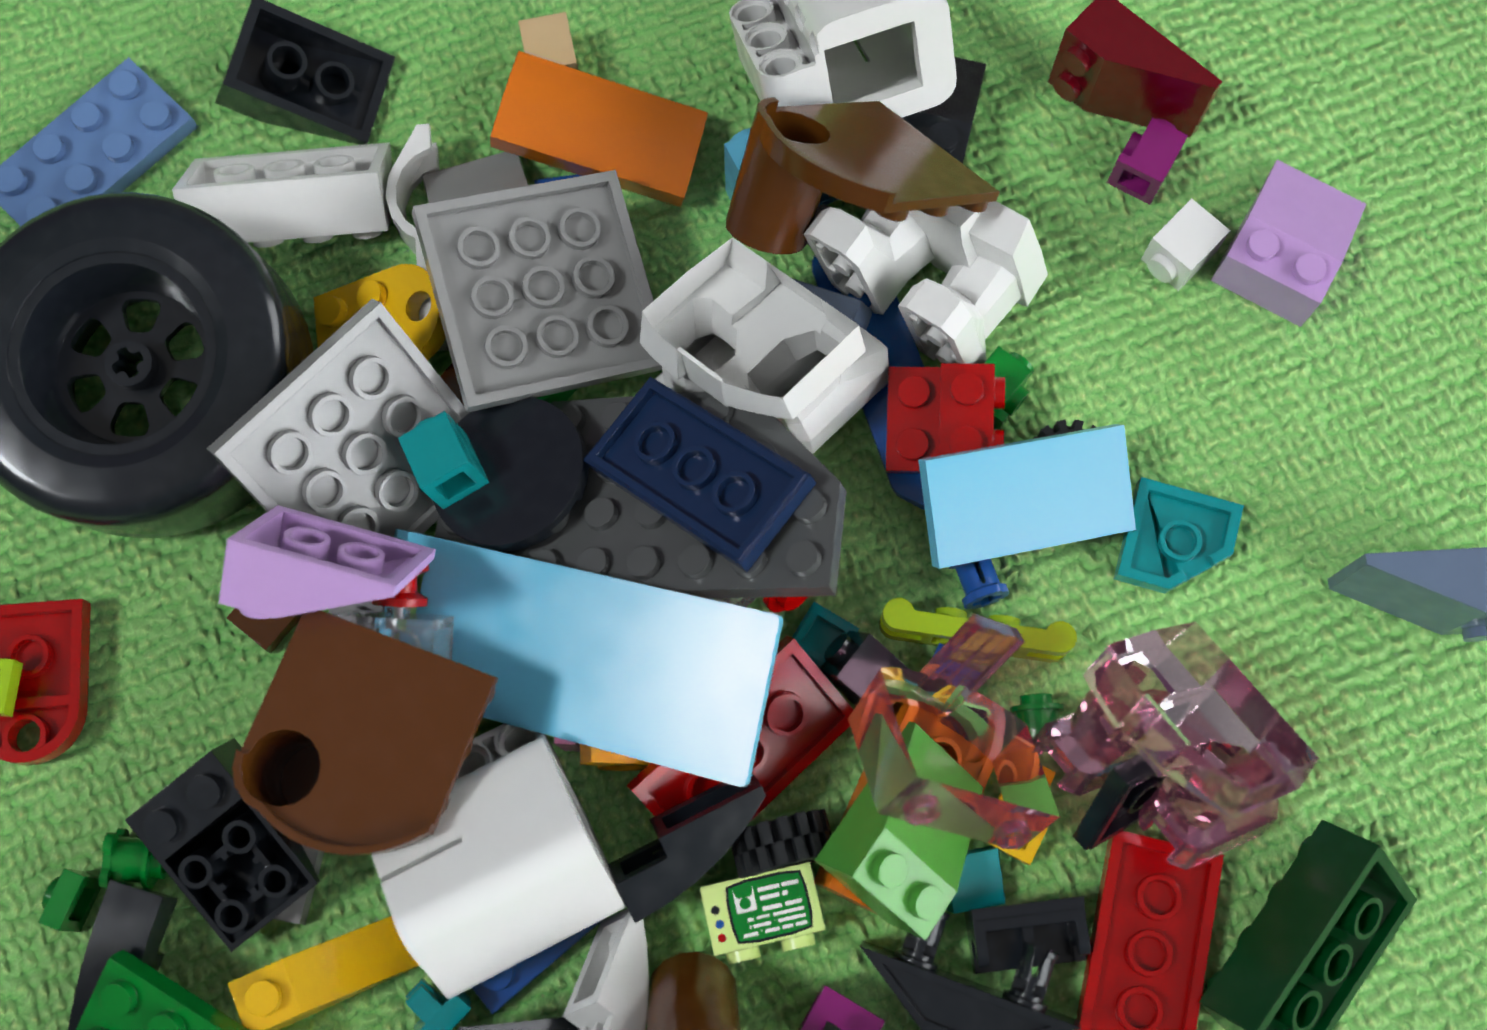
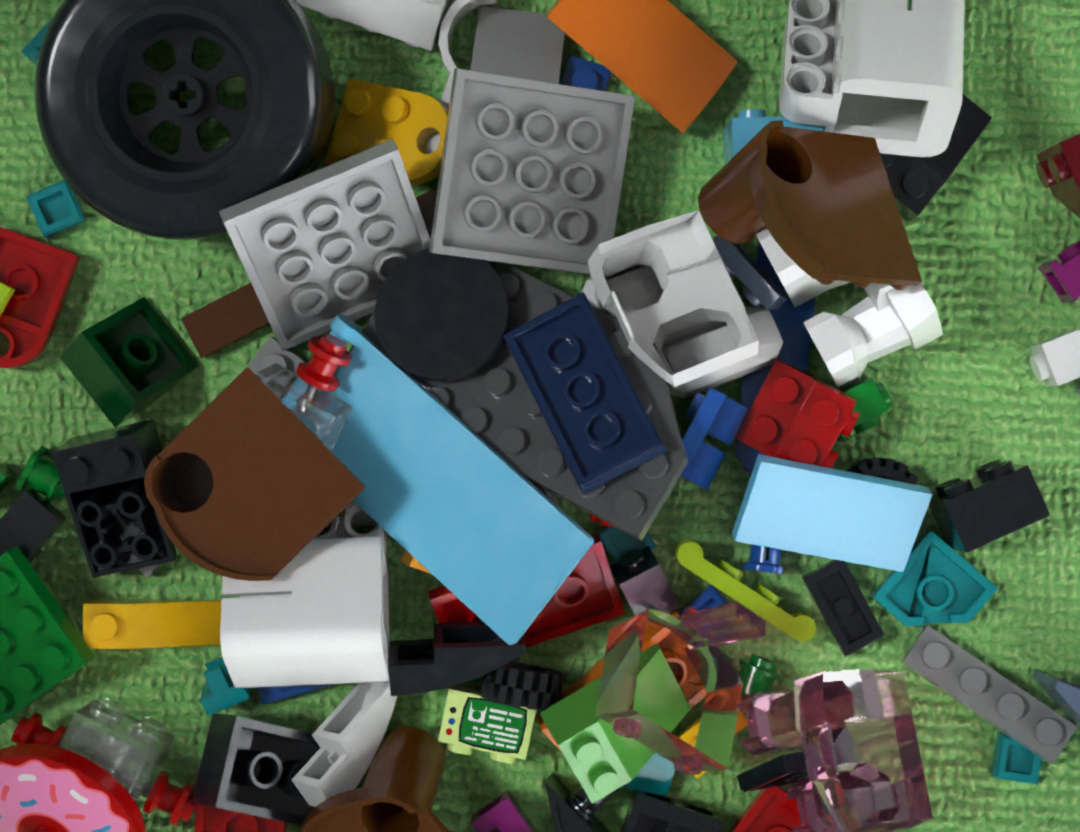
camera: 25 degrees right, 15 degrees up
(45, 564) = (56, 209): none -> teal tile
(181, 689) = (128, 361): none -> dark green slope
(310, 564) = (269, 342): lavender slope -> none
(443, 460) = (395, 284): teal brick -> none
(858, 461) = (717, 418): none -> blue plate
(1089, 599) = (842, 606): none -> black plate
(1185, 416) = (988, 505): none -> black brick
(1299, 623) = (989, 694): none -> light grey plate
(1364, 680) = (1014, 761): none -> teal tile

